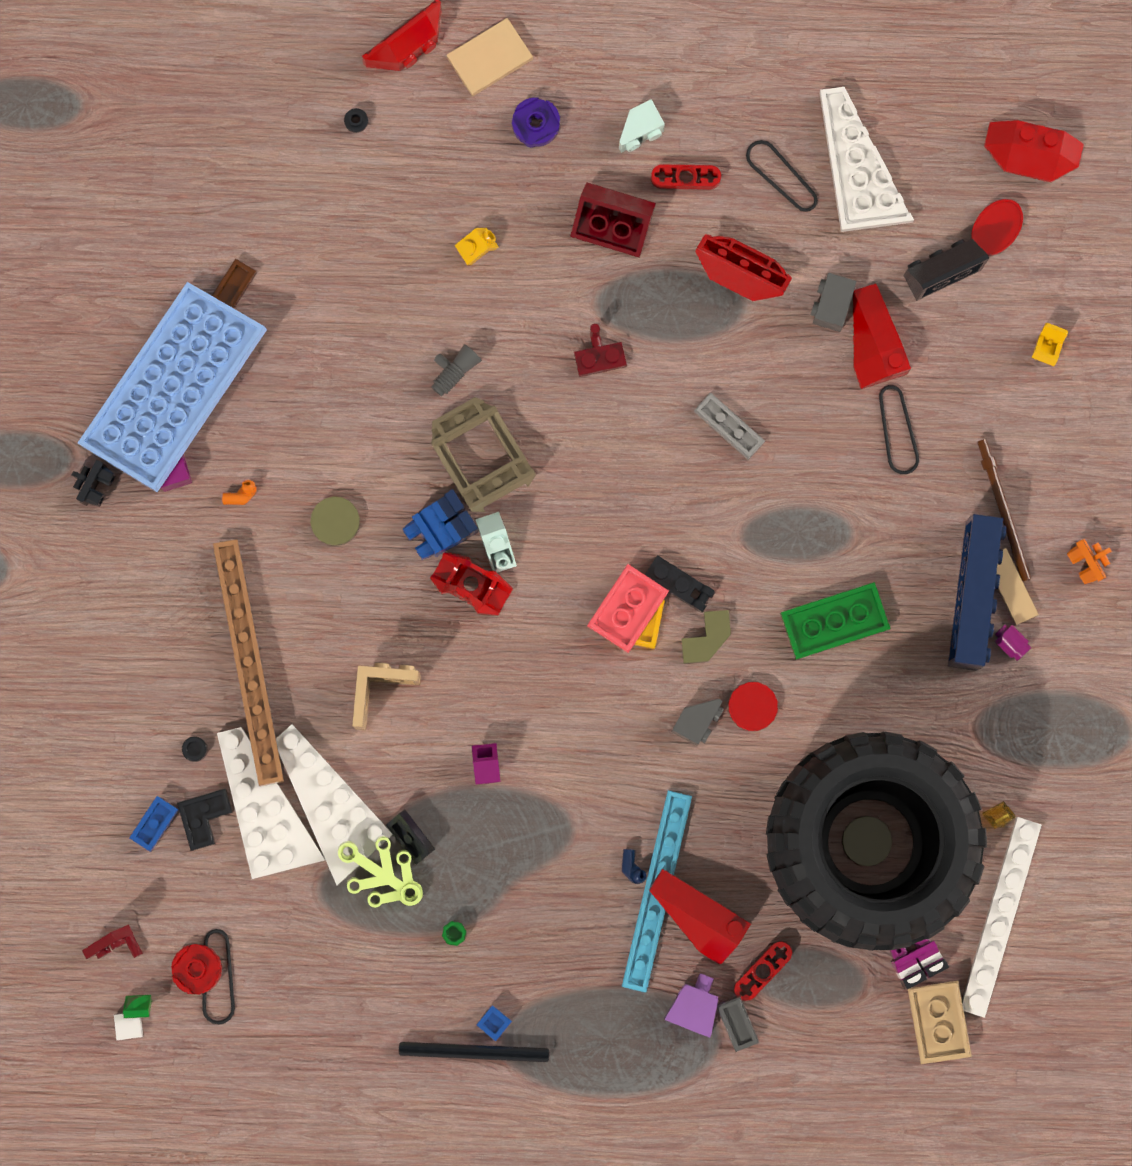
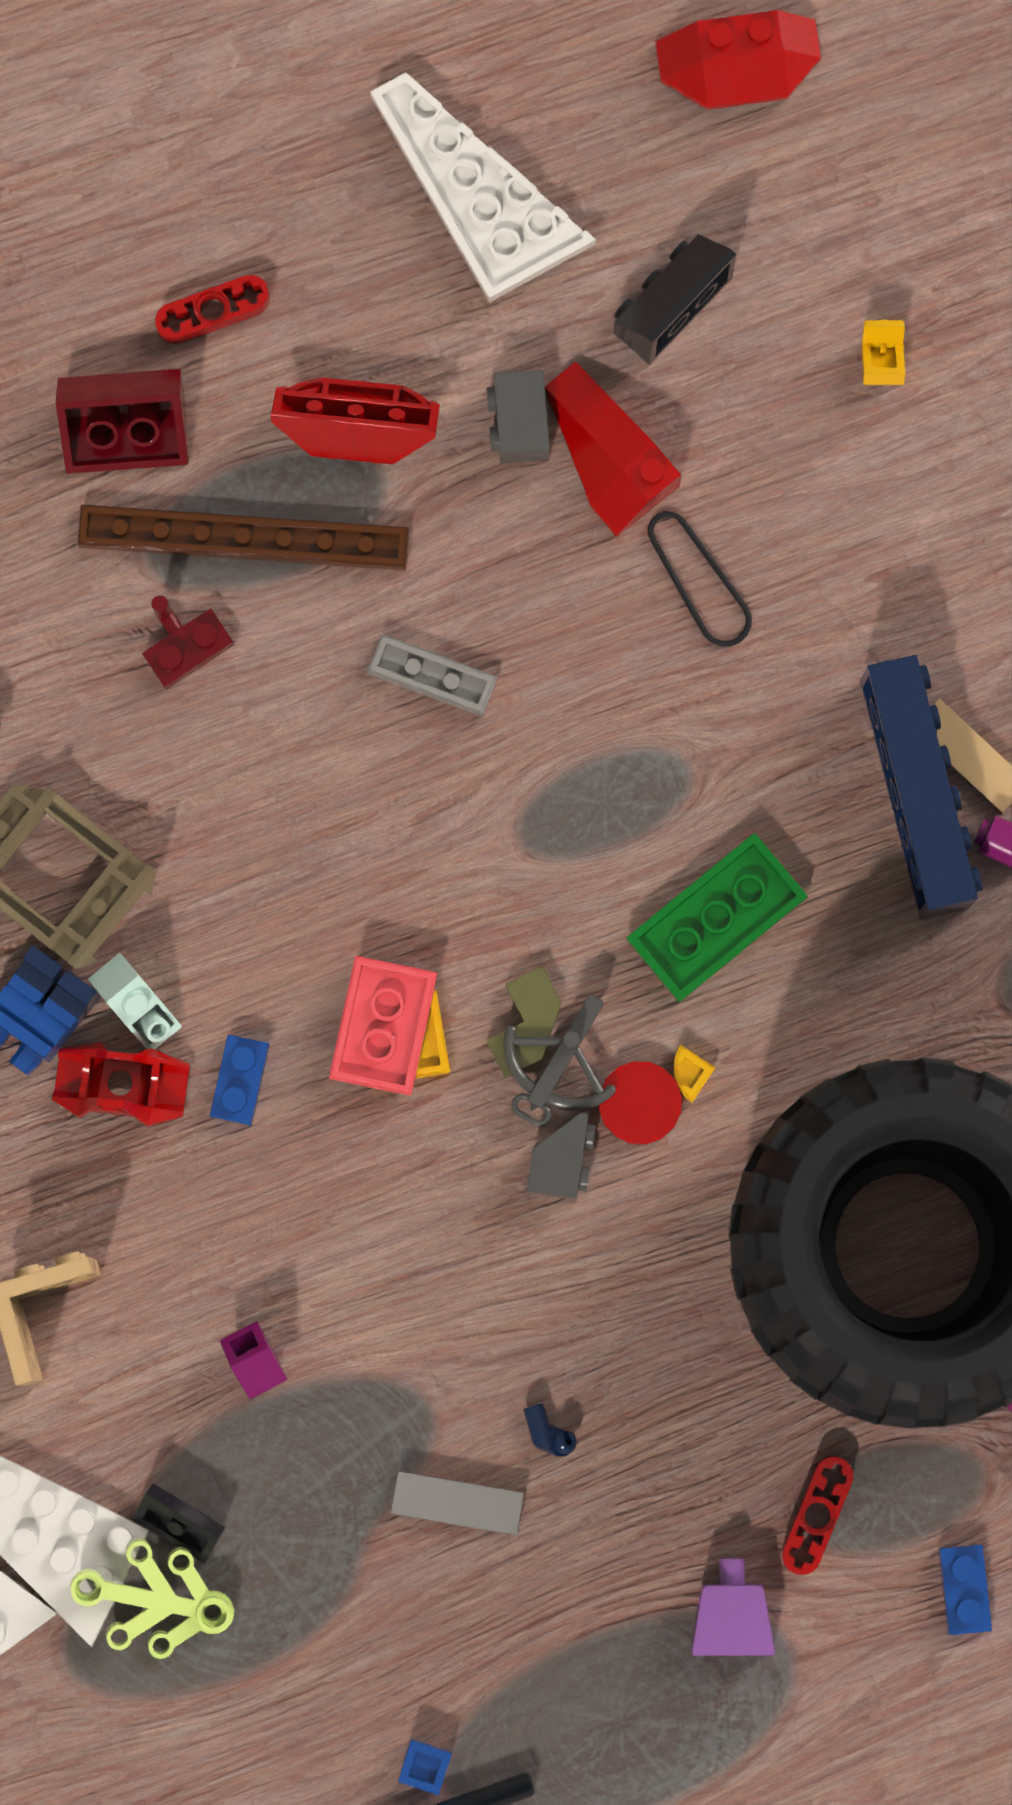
camera: 15 degrees left, 0 degrees up
(454, 933) = (307, 1649): green tile -> none
(537, 607) = (239, 1080): none -> blue plate
(567, 886) = (457, 1503): none -> light grey tile
(641, 124) = (109, 255): light aqua slope -> none
(651, 912) = (601, 1455): medium azure tile -> none
(654, 309) = (243, 537): none -> reddish brown tile
(679, 583) = (449, 954): black plate -> none
(700, 679) = (568, 1047): none -> dark grey piece
(705, 922) = (696, 1474): red wedge -> none
(737, 1023) = (809, 1614): dark grey tile -> none
(787, 700) = (690, 1073): none -> yellow tile
(791, 169) = (426, 285): black piece -> none
(828, 1044) = (965, 1589): none -> blue plate
(867, 841) = (901, 1244): olive tile -> none
(989, 465) = (863, 578): reddish brown bar -> none
(998, 226) = (731, 199): red piece -> none

